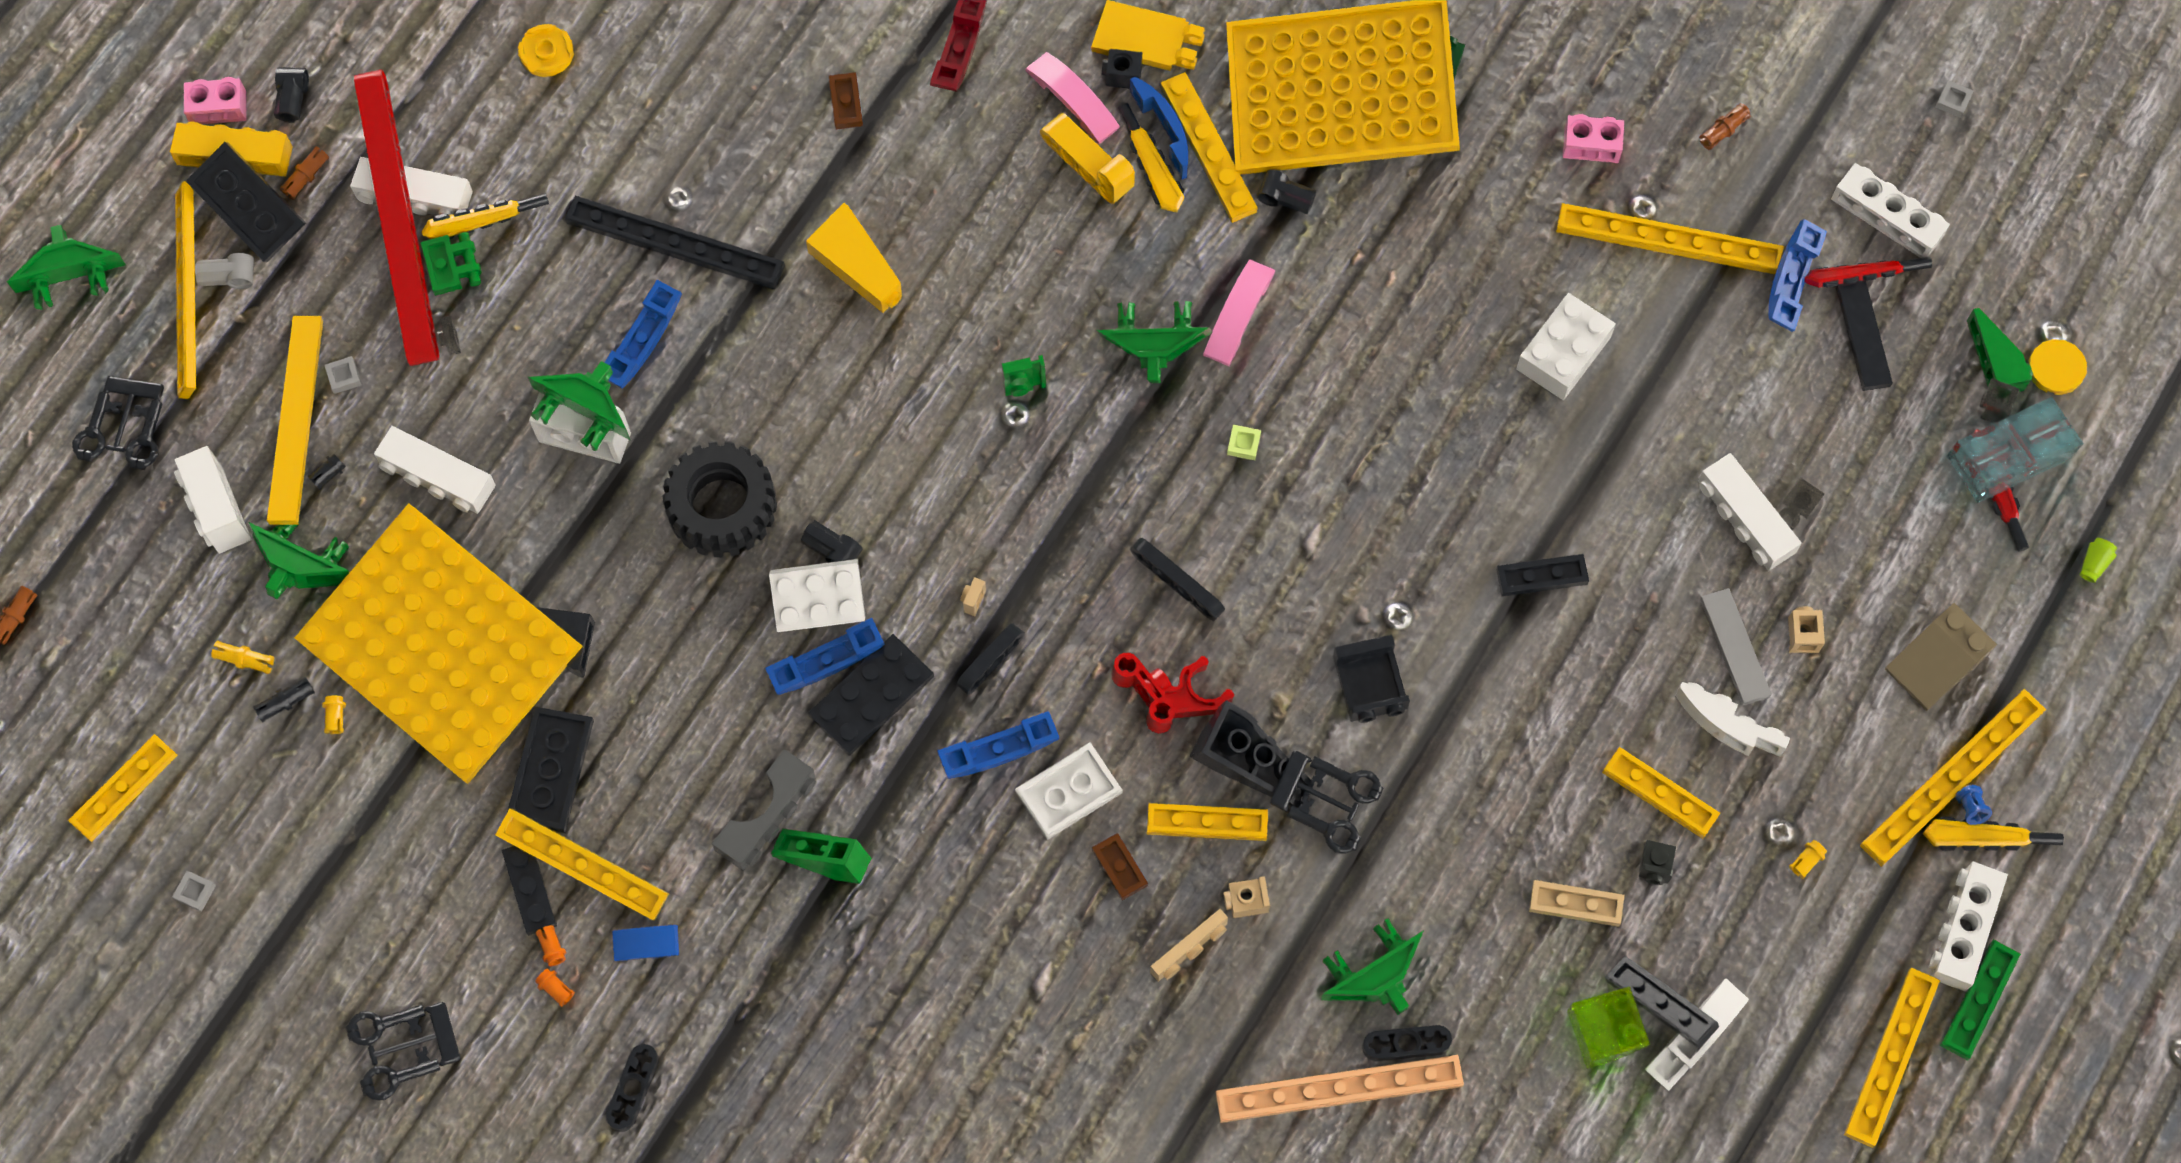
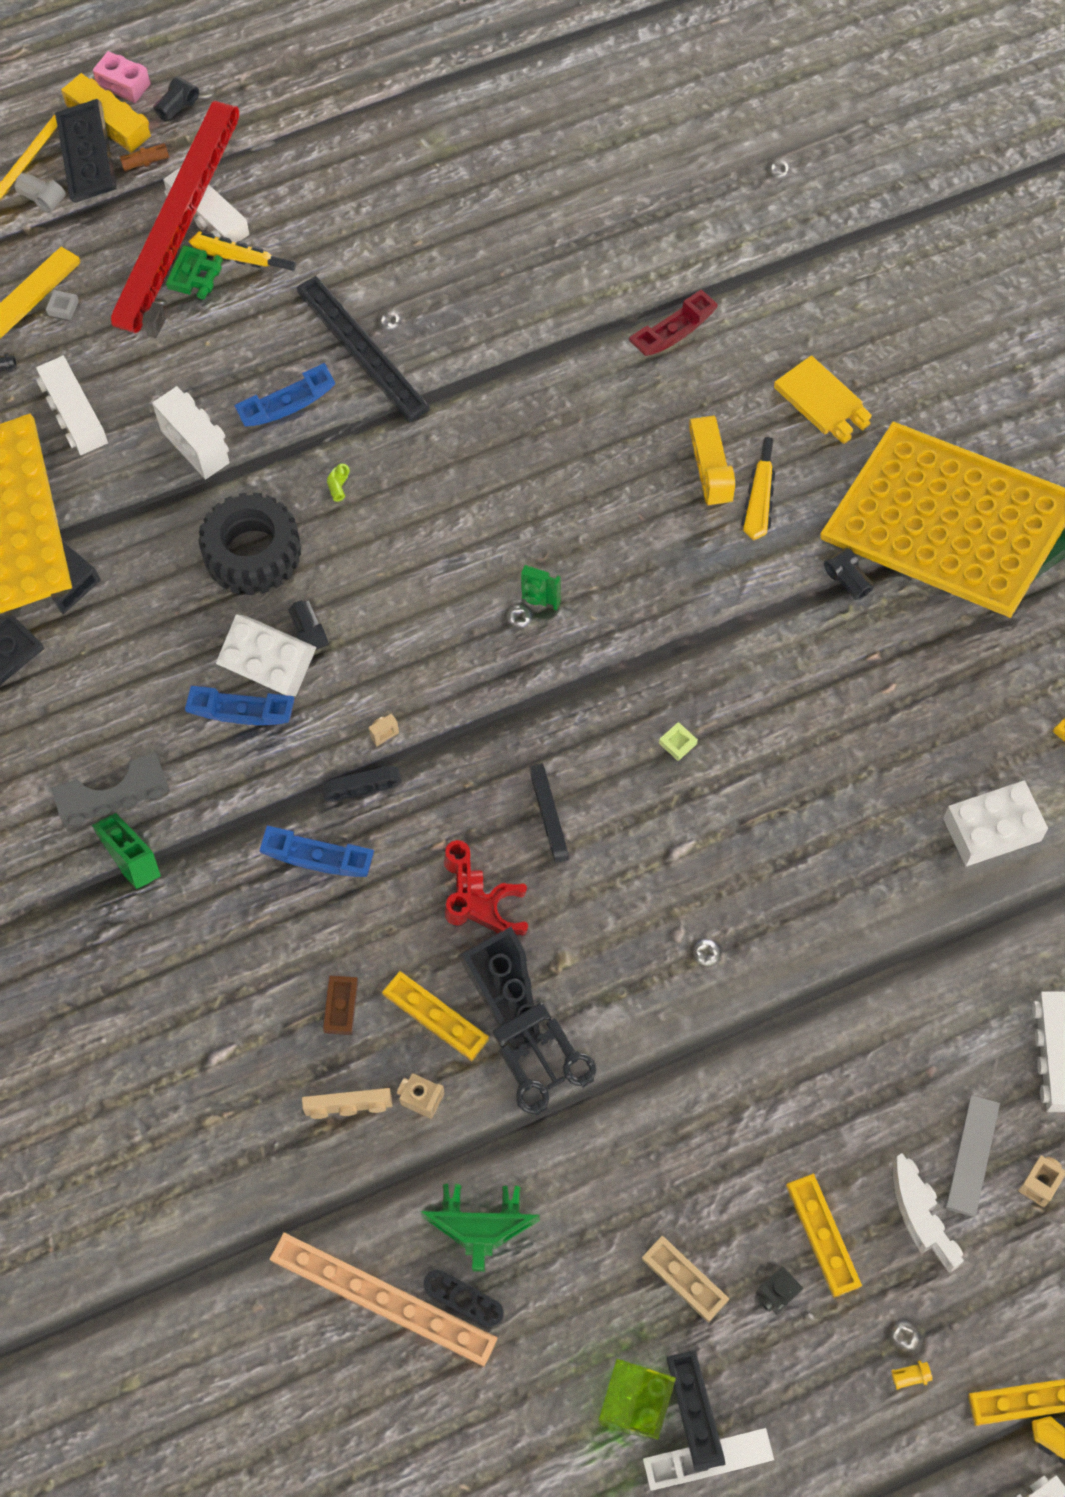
camera: 35 degrees right, 5 degrees down
(545, 50) = (373, 167): yellow tile -> none
(585, 395) = (201, 406): green connector -> none
(749, 388) = (336, 480): none -> lime arm
(845, 100) = (559, 318): reddish brown plate -> none
(853, 257) = (480, 428): yellow slope -> none
(871, 695) = (254, 755): black plate -> none
(1068, 791) = (347, 922): white tile -> none
(1075, 95) = (735, 412): bright pink slope -> none
(1122, 58) = (790, 419): black brick -> none
(1148, 99) = (789, 446): blue slope -> none
(1155, 345) = (663, 627): green connector -> none
(1209, 147) = (813, 507): yellow plate -> none
(1238, 312) = (745, 639): bright pink slope -> none
(1370, 679) = (646, 987): black panel -> none
(1542, 575) = (847, 993): black plate -> none

